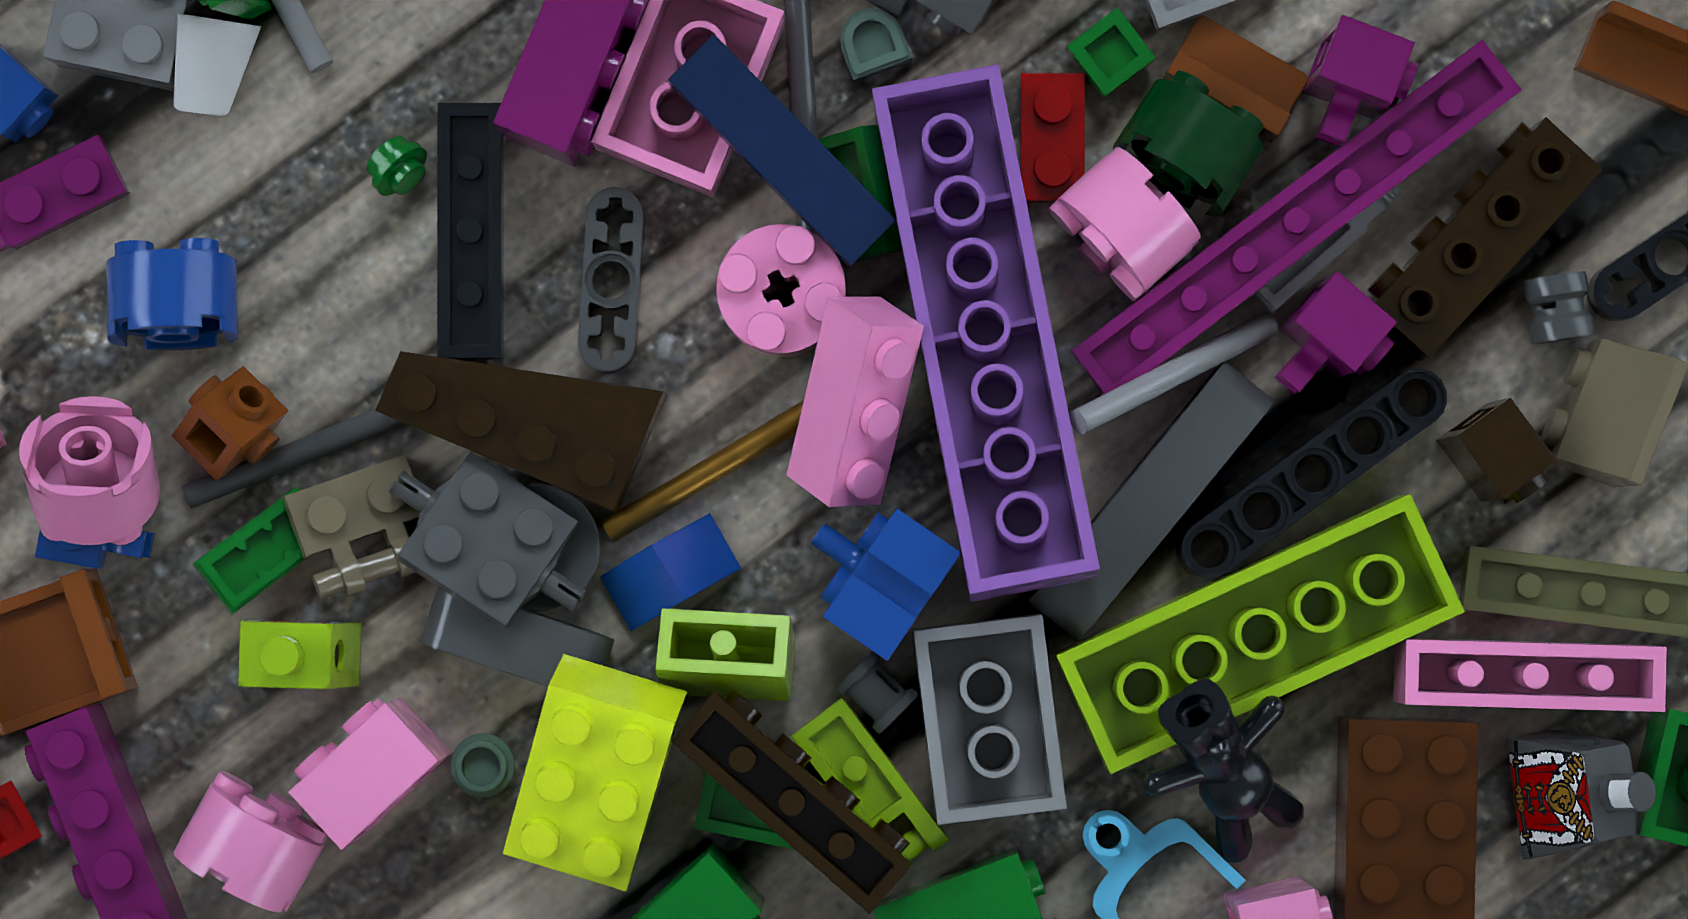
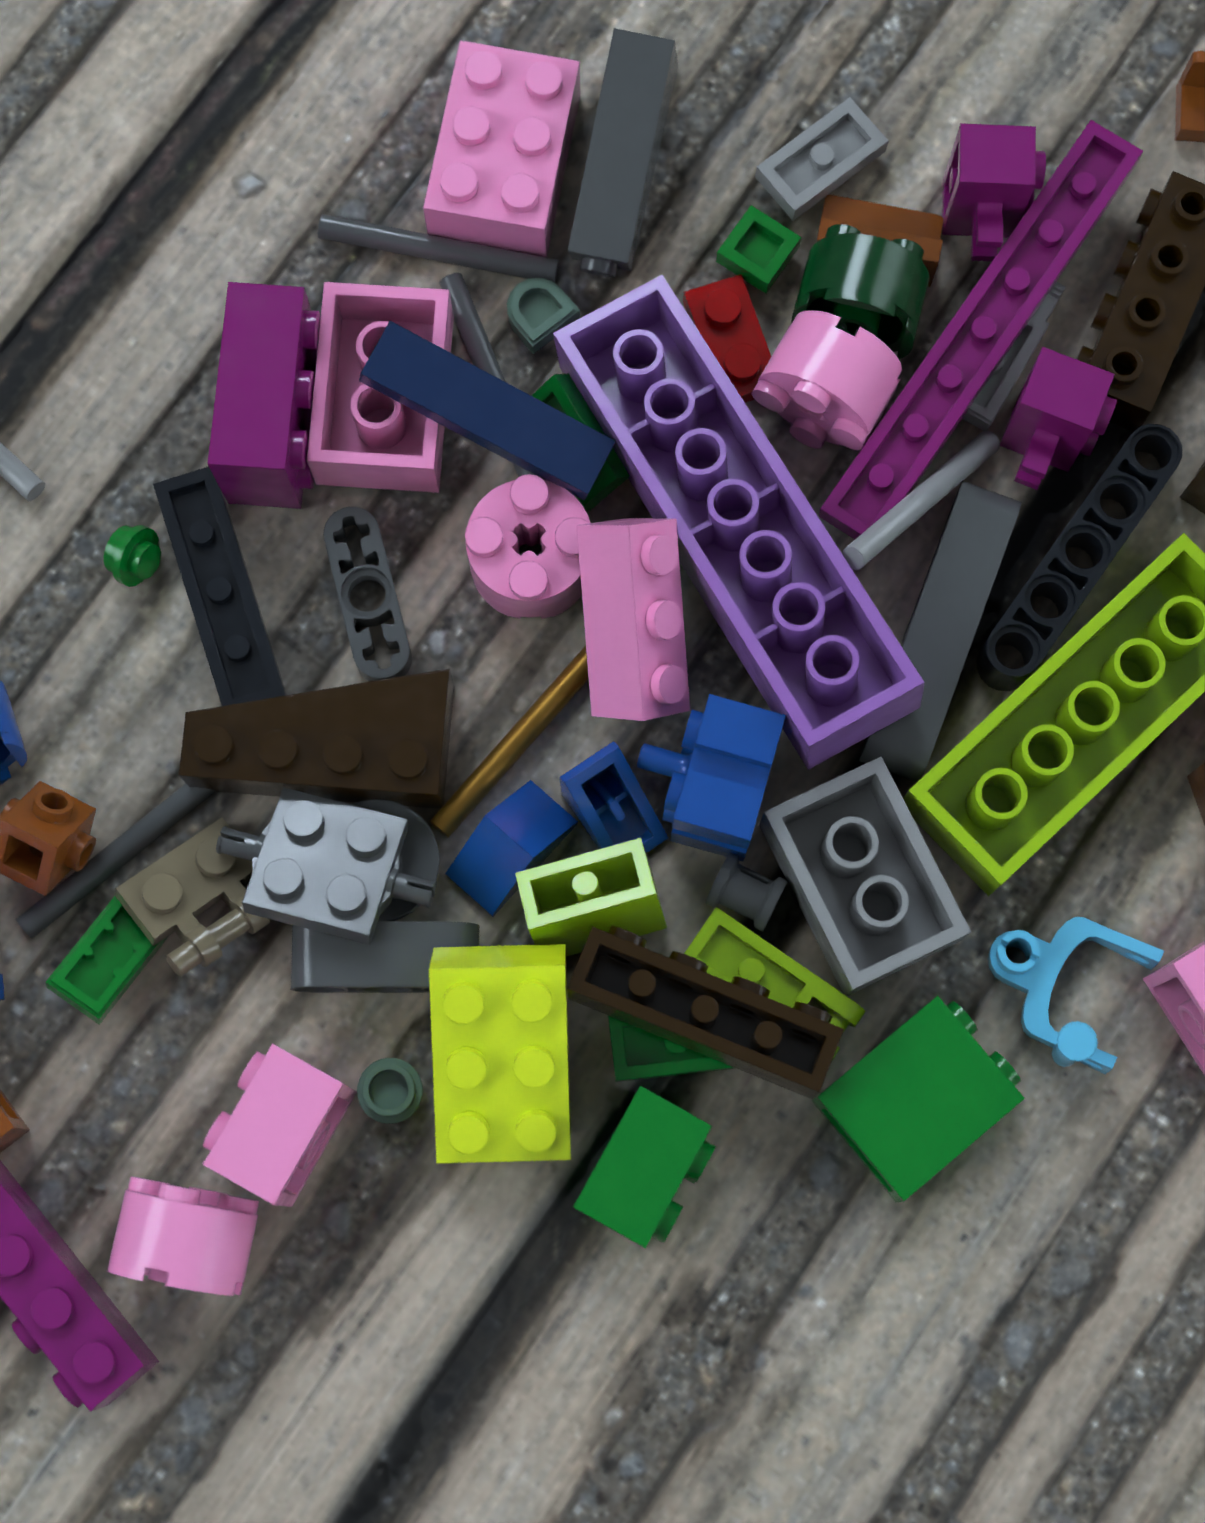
camera: 20 degrees left, 10 degrees down
(299, 654) = (175, 1037): lime torso -> none
(778, 570) = (611, 801): none -> blue slope
(1222, 761) = (1111, 849): black animal -> none

